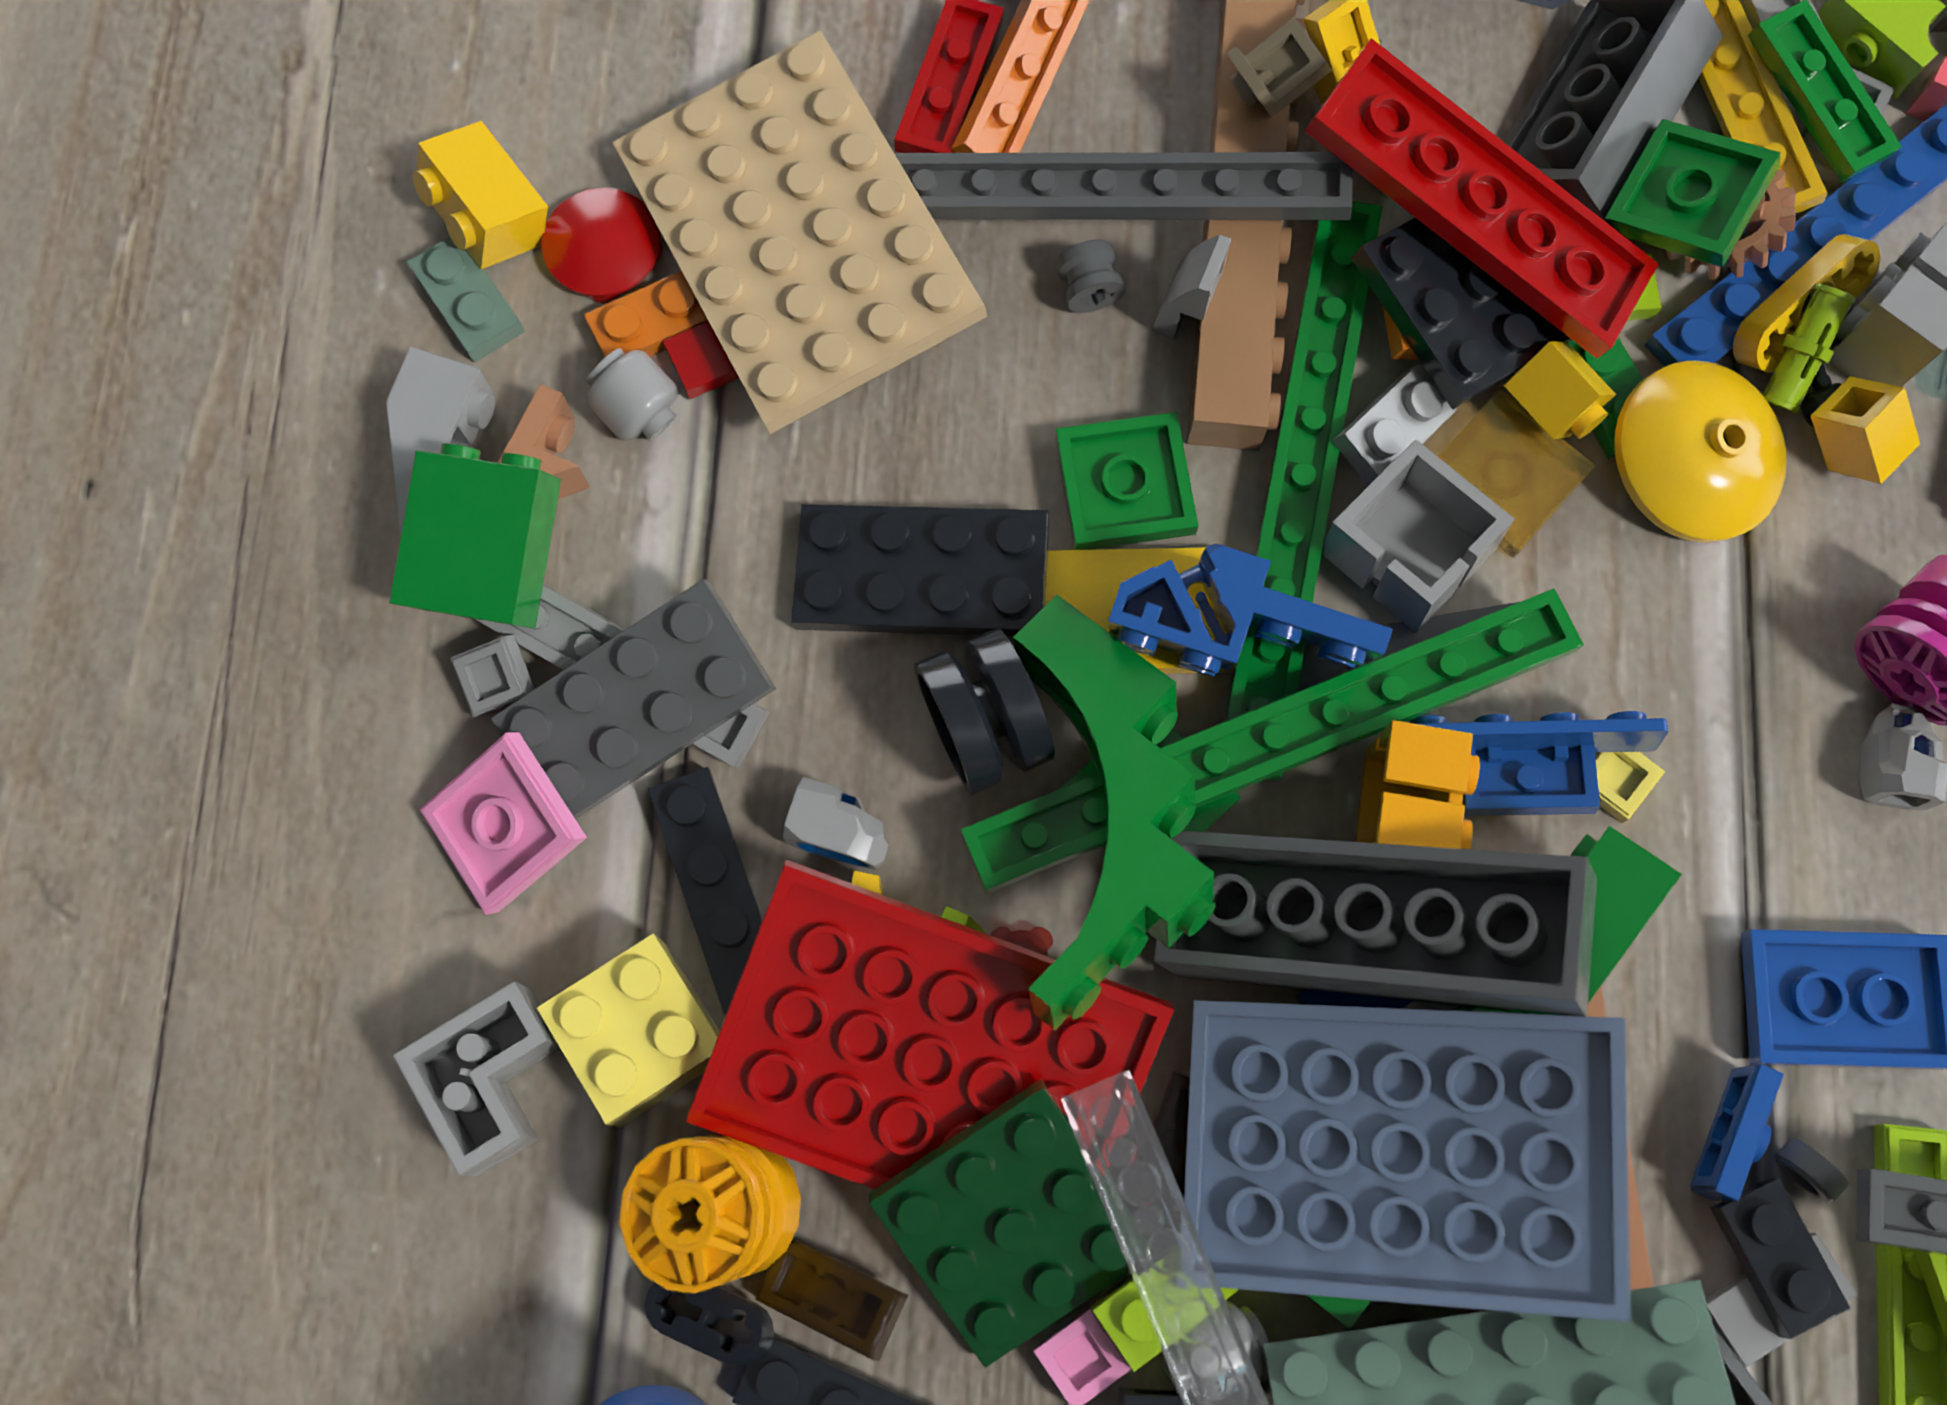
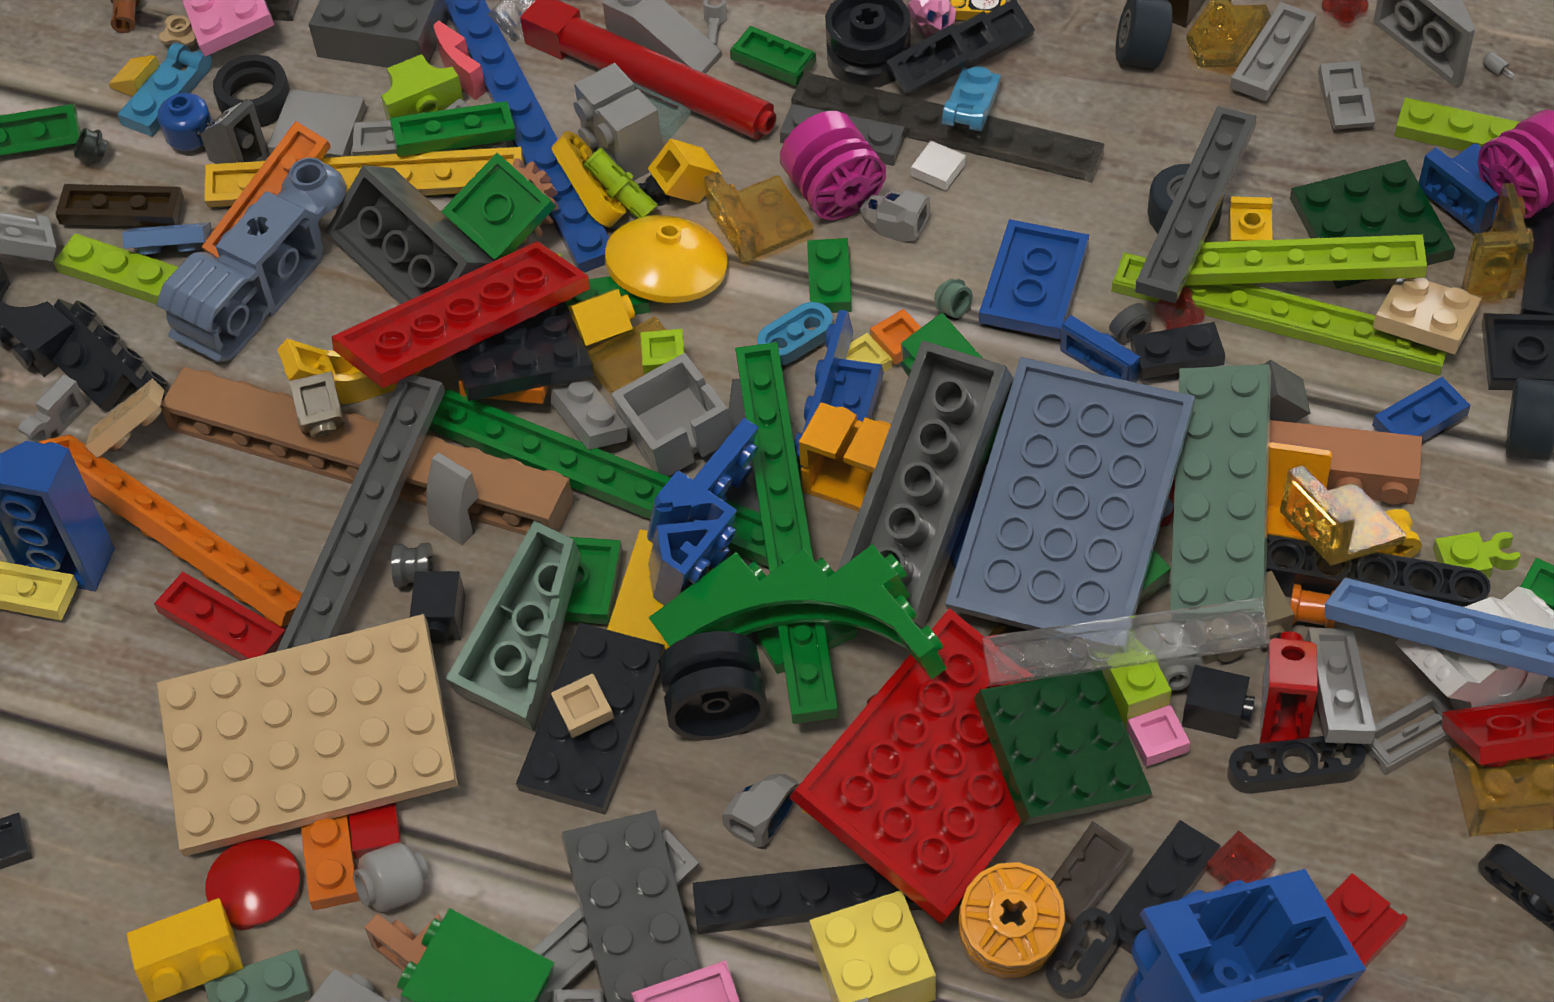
camera: 70 degrees left, 20 degrees down
(908, 549) = (582, 705): none -> tan plate
(1006, 436) = (518, 633): none -> sand green wedge
(1034, 326) = (442, 602): none -> black brick
(1526, 490) = (660, 347): none -> lime plate
(1627, 664) = (792, 331): none -> dark azure plate
(1671, 820) = (892, 332): none -> orange plate
(1754, 690) = (829, 273): none -> green plate
(1769, 883) = (953, 298): none -> sand green plate
(1826, 559) = (756, 216): none -> clear yellow bracket
(1860, 1266) = (1191, 314): none -> clear red plate

